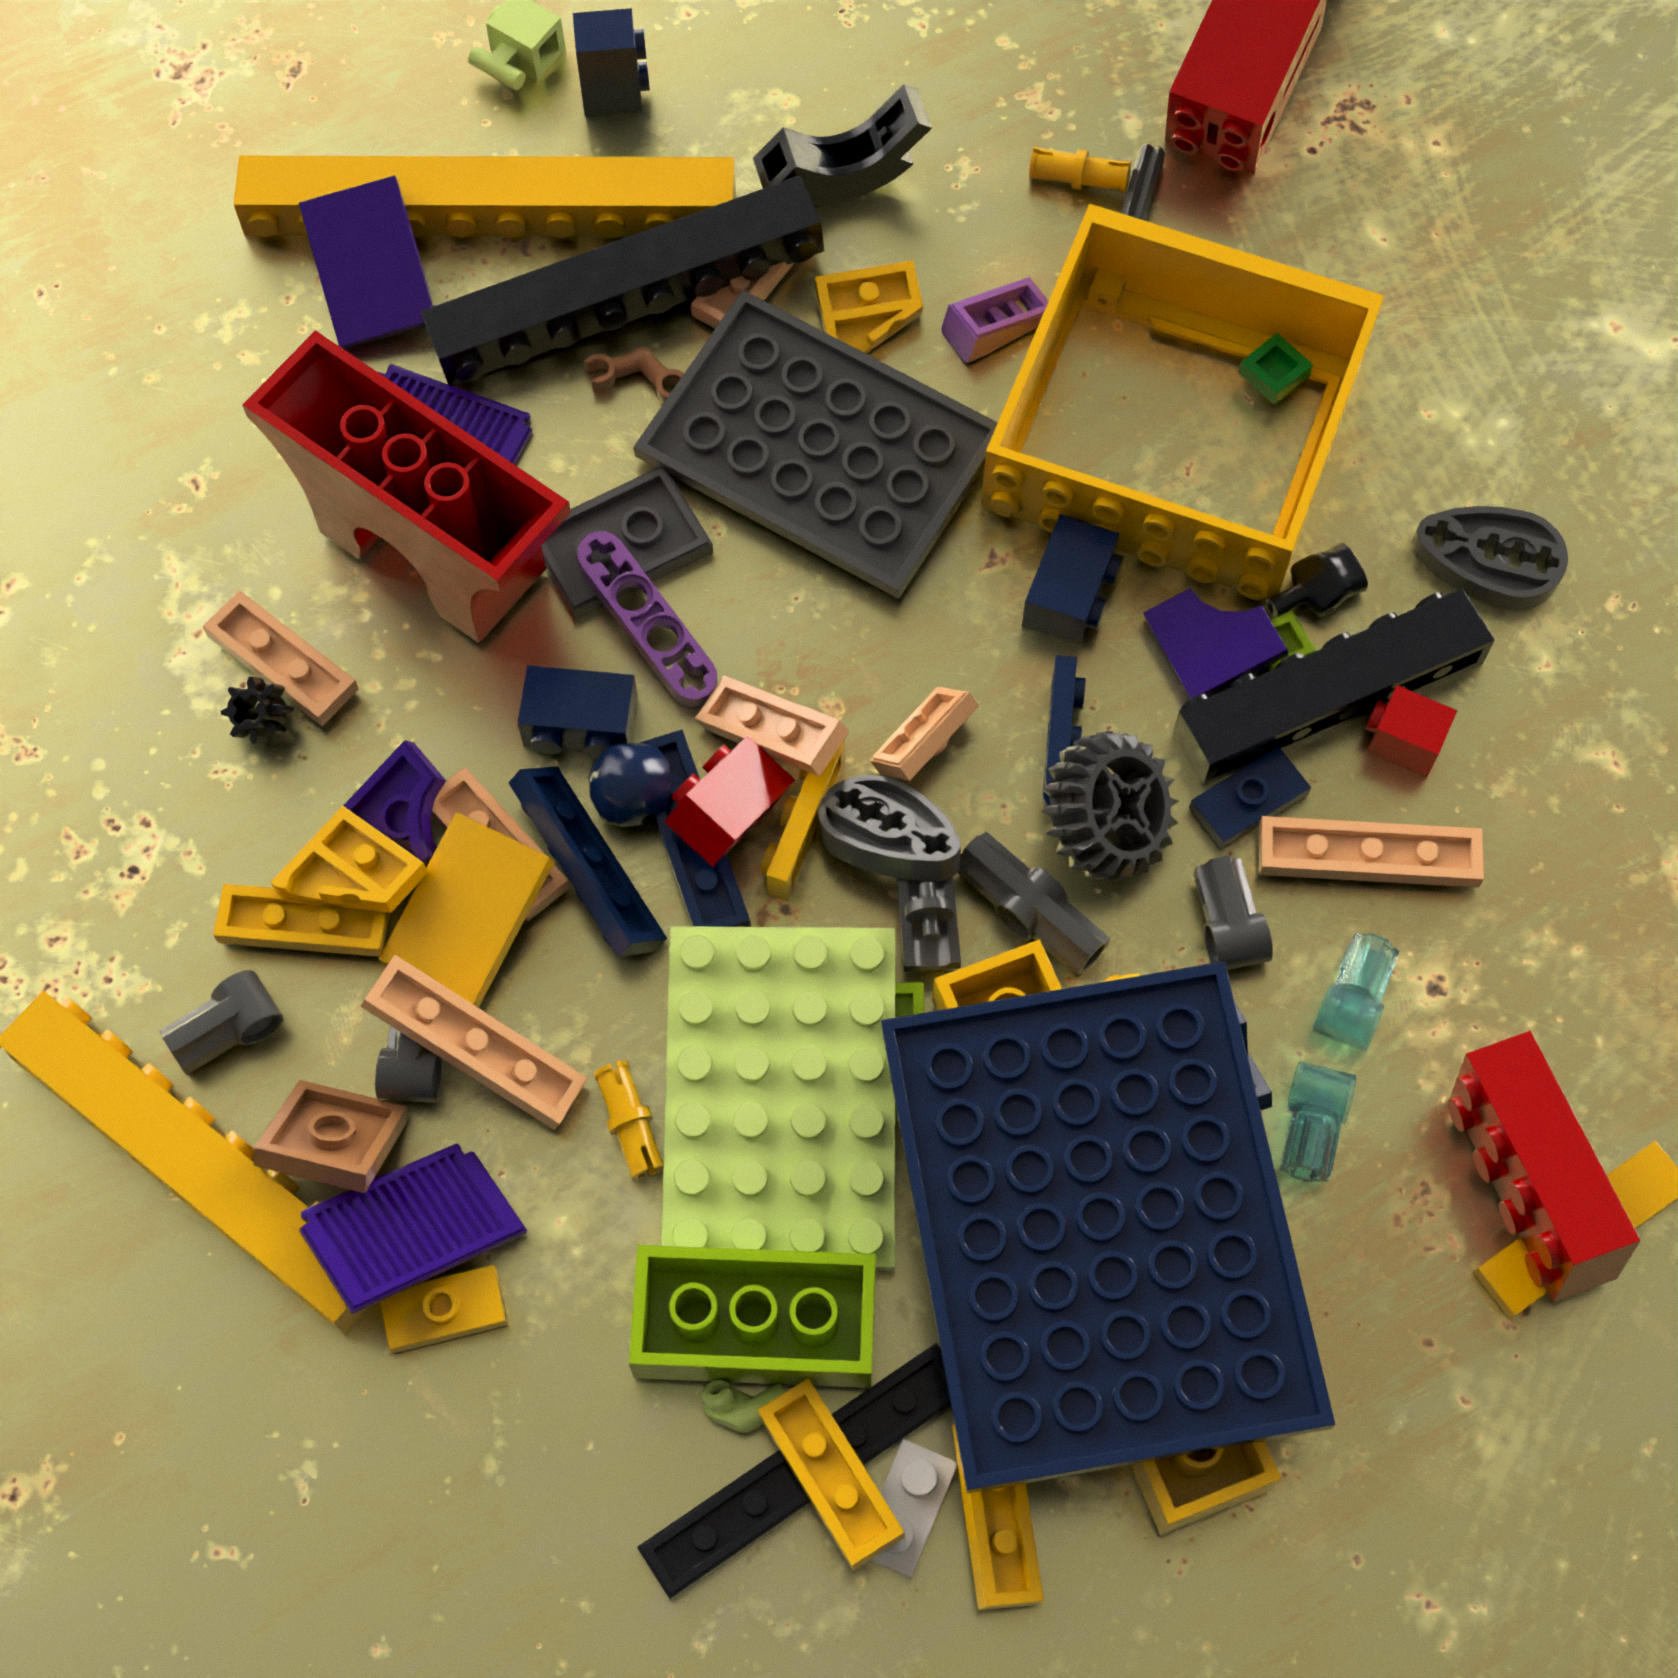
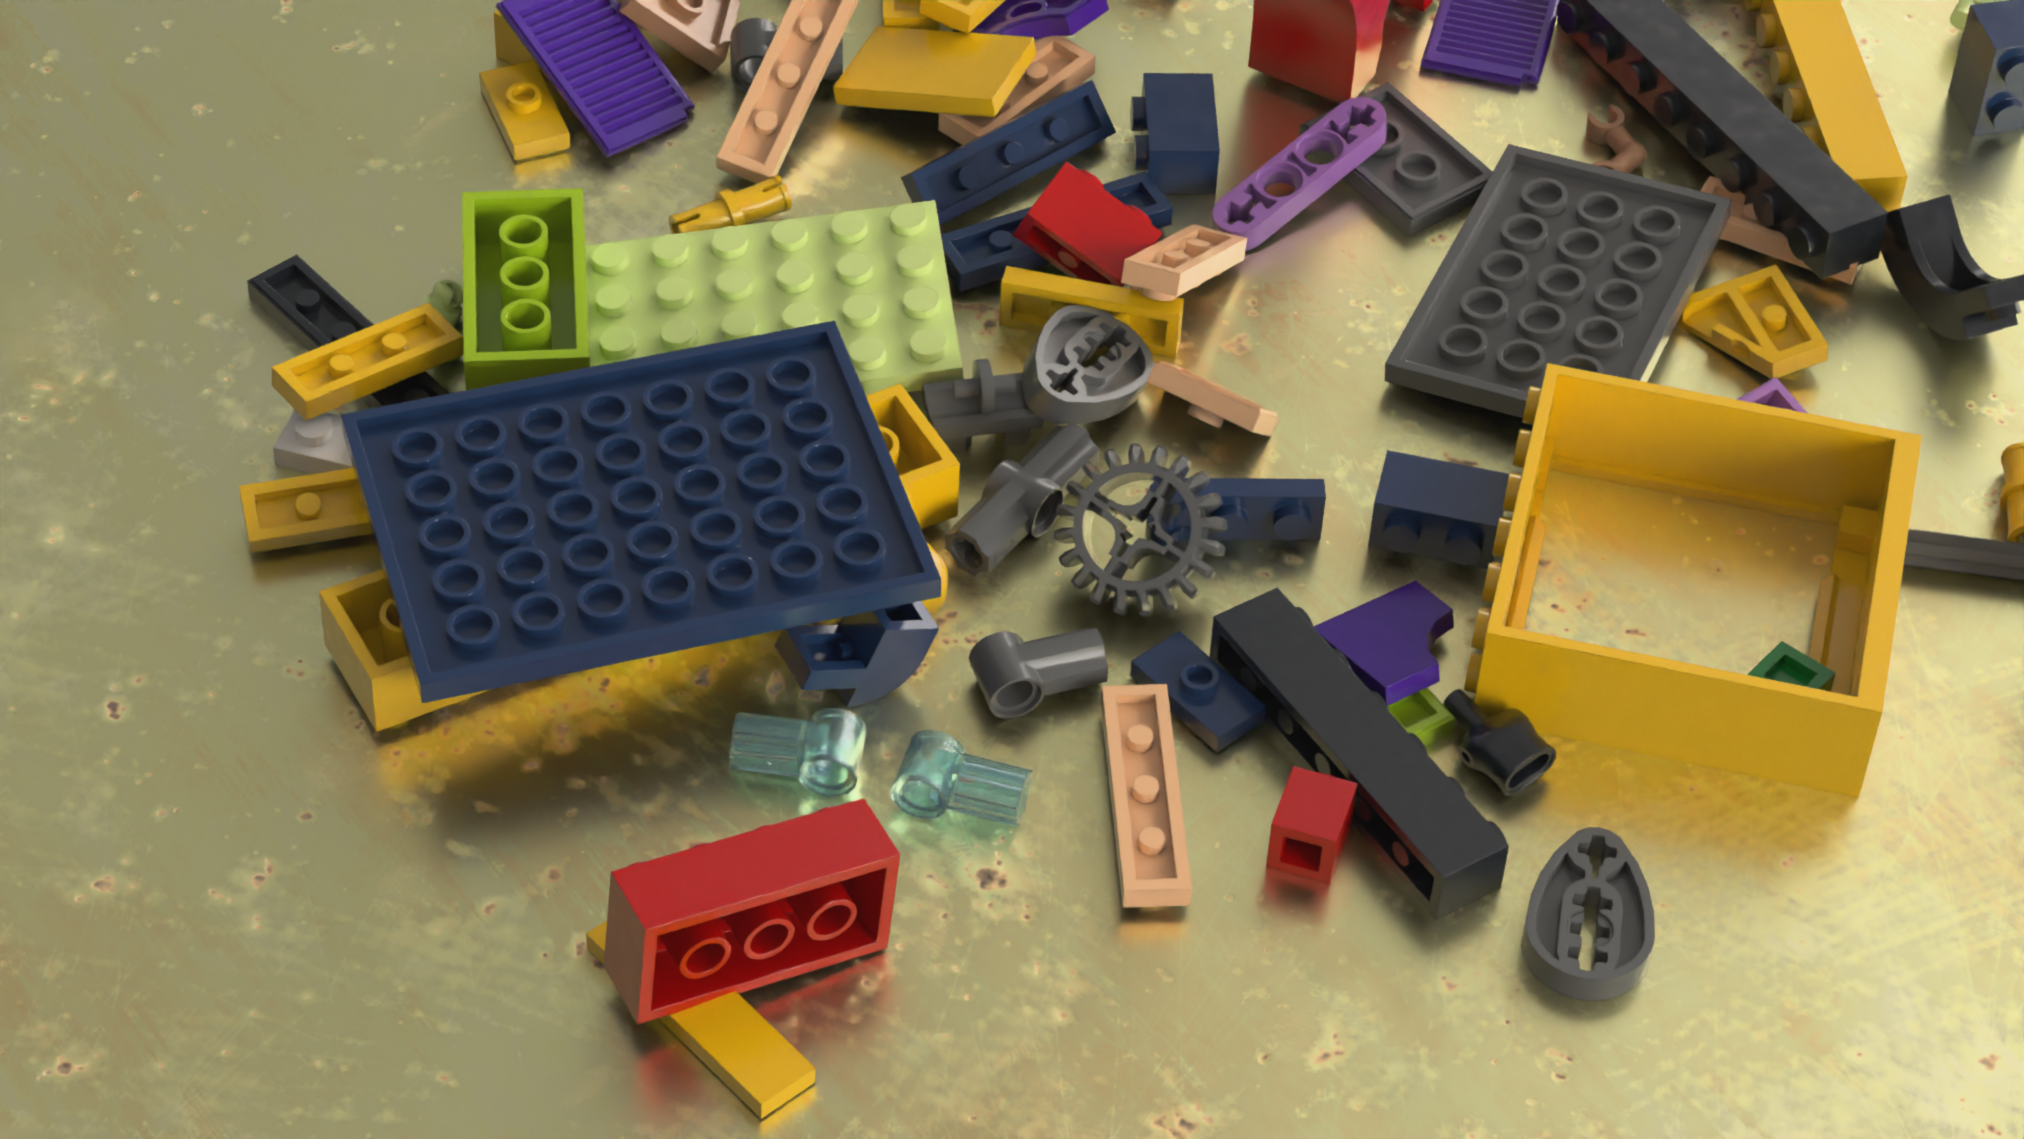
camera: 80 degrees right, 20 degrees down
(629, 783) = (1106, 156): dark blue hair -> none

